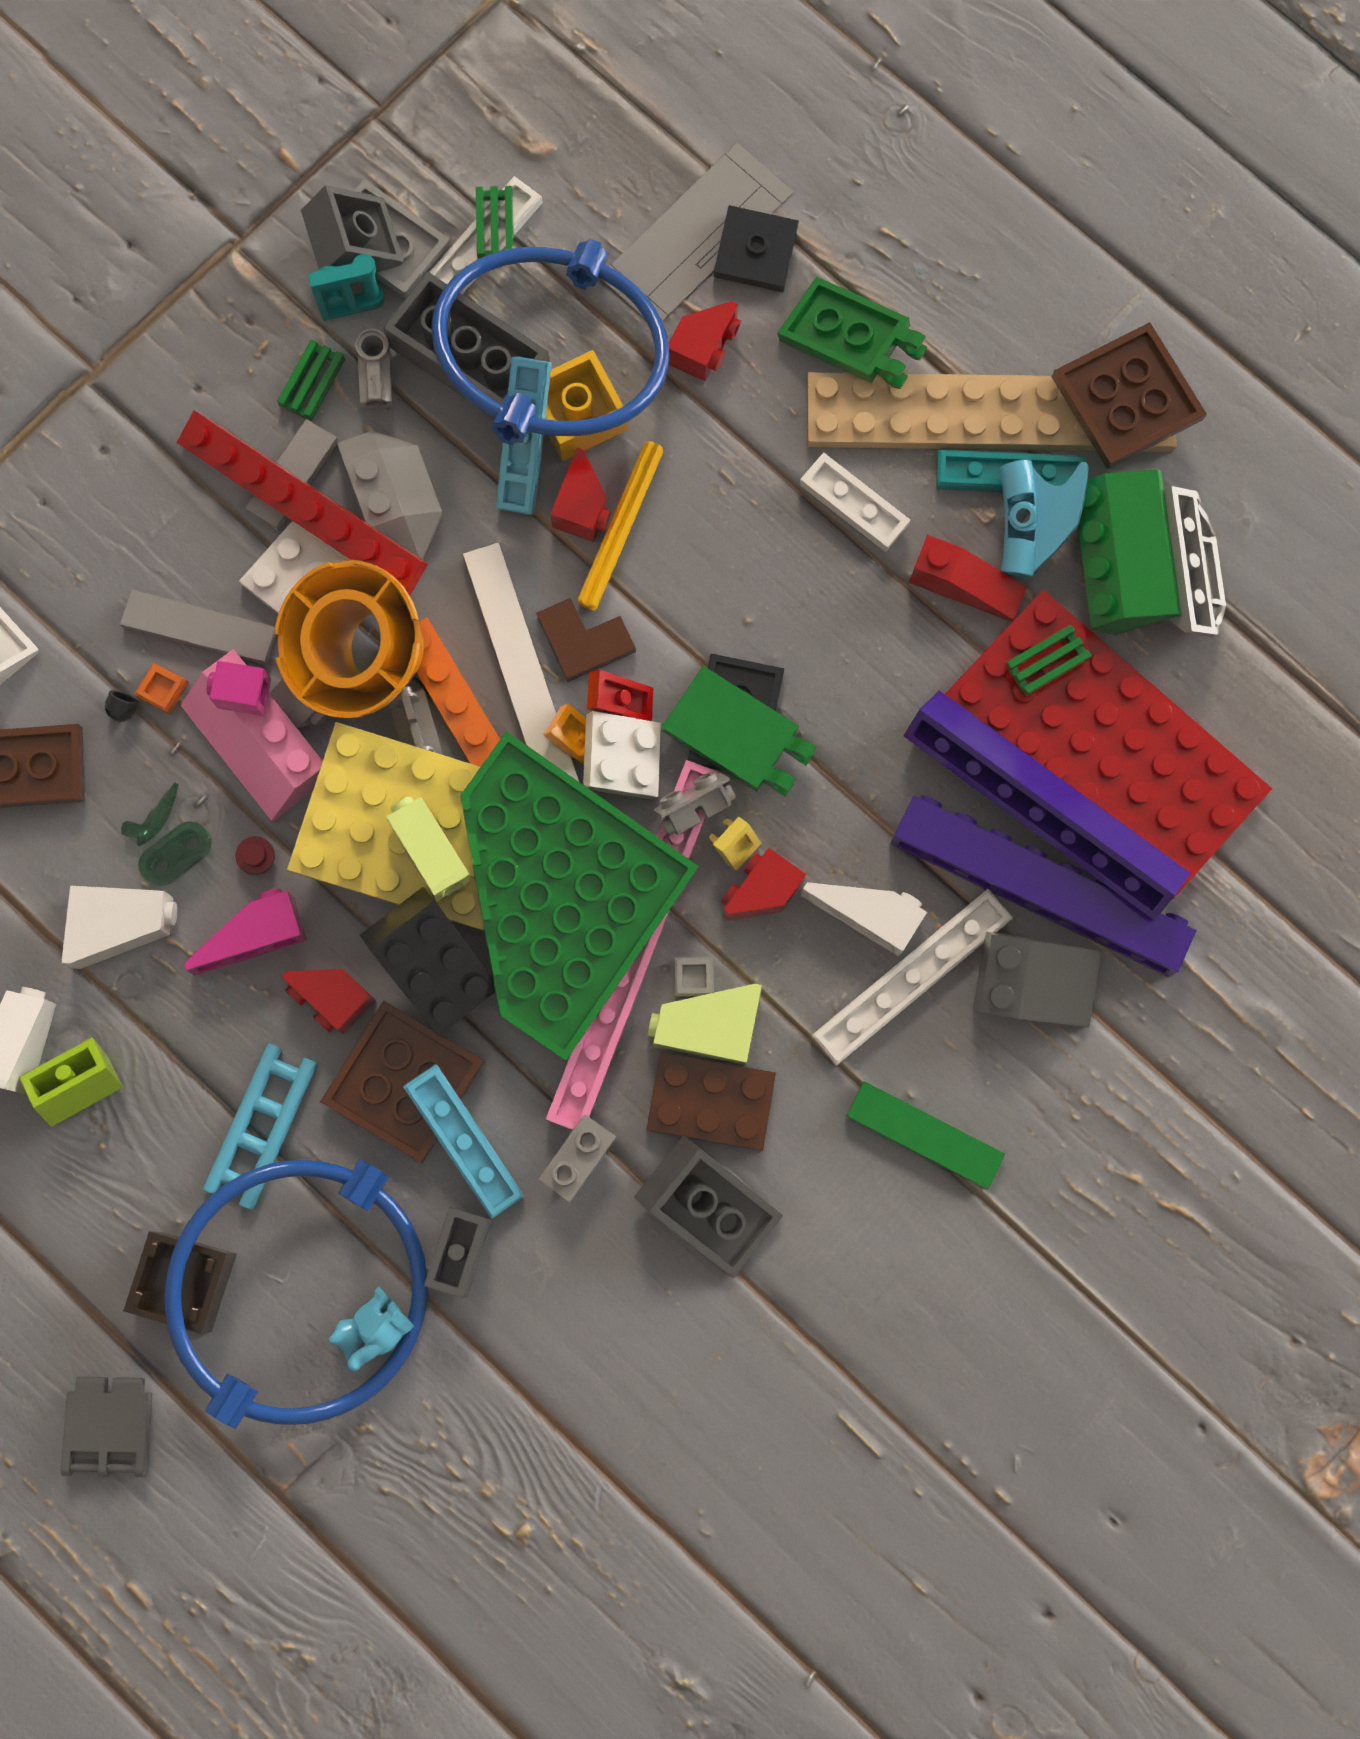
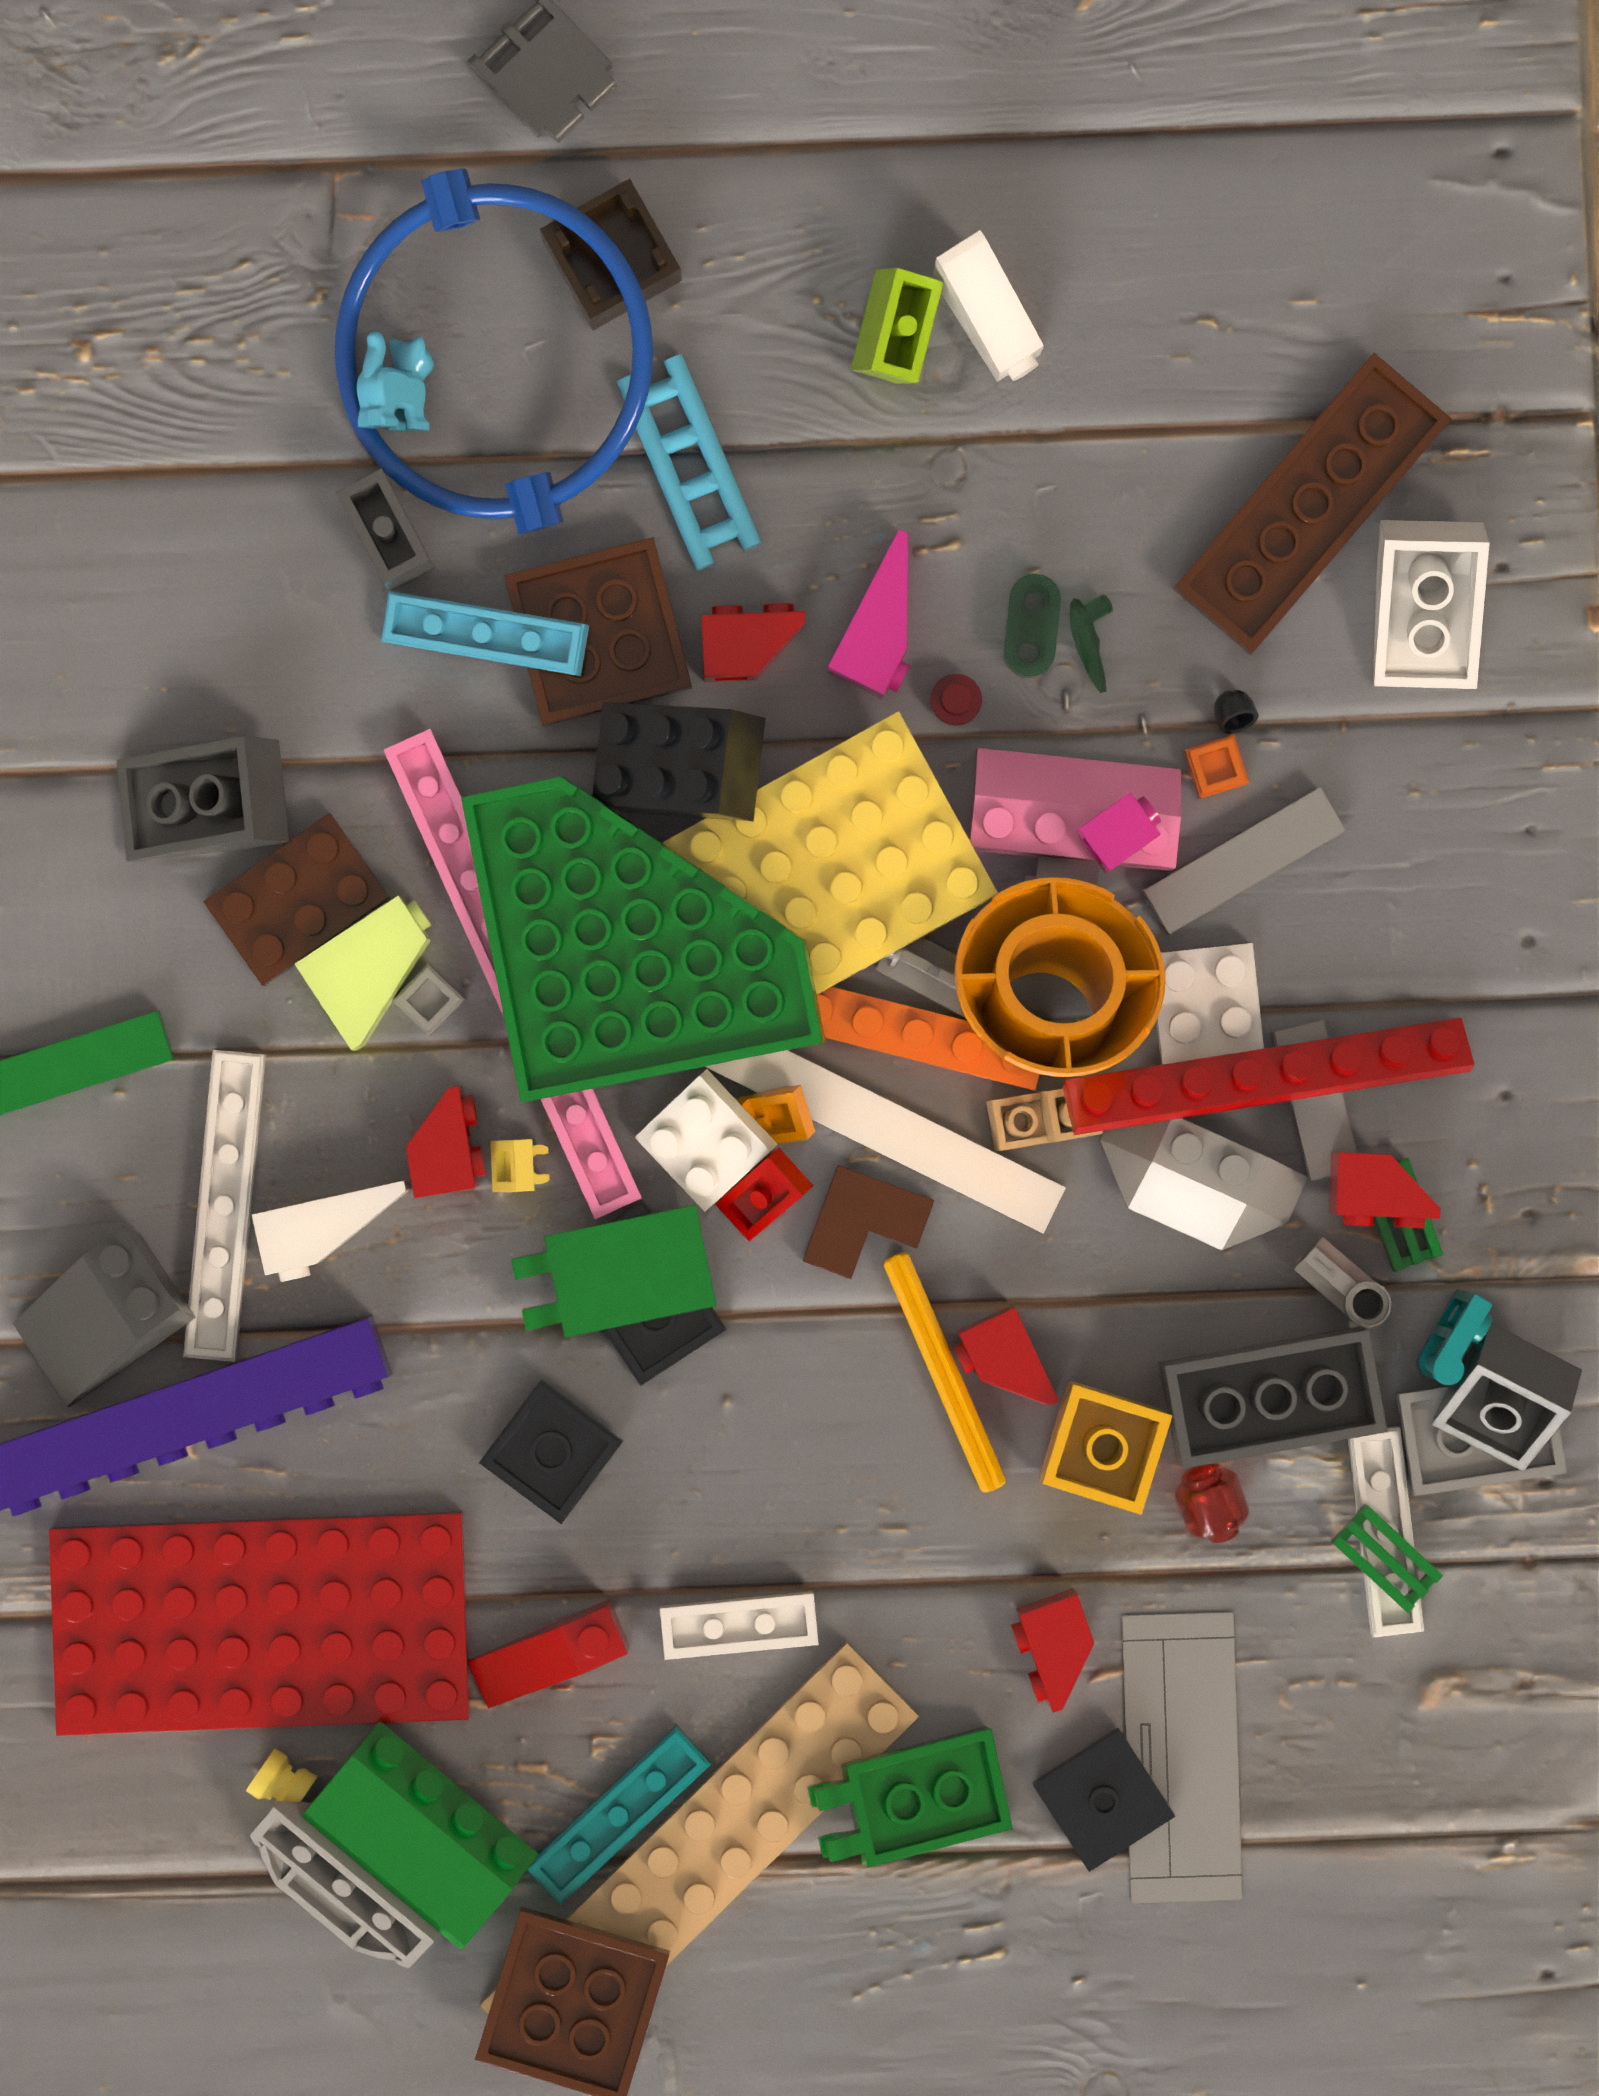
camera: 140 degrees right, 10 degrees up
(113, 921) = (1020, 508): white slope -> none
(306, 397) = (1377, 1186): none -> red slope
(428, 848) = (779, 858): yellowish green slope -> none
(443, 604) = (1030, 1120): none -> tan slope
(517, 412) = (1132, 1363): blue piece -> none
(522, 461) = (1121, 1359): medium azure plate -> none
(554, 329) = (1211, 1502): none -> clear red head
(577, 1158) = (363, 722): light grey hinge -> none
(681, 807) = (598, 1140): light grey hinge -> none
(864, 680) = (551, 1451): none -> black plate
(1046, 805) = (252, 1494): dark purple brick -> none
(1053, 517) = (529, 1802): medium azure pin -> none
(1074, 644) = (379, 1687): green tile -> none
(1173, 649) = (278, 1780): none -> light yellow wheel

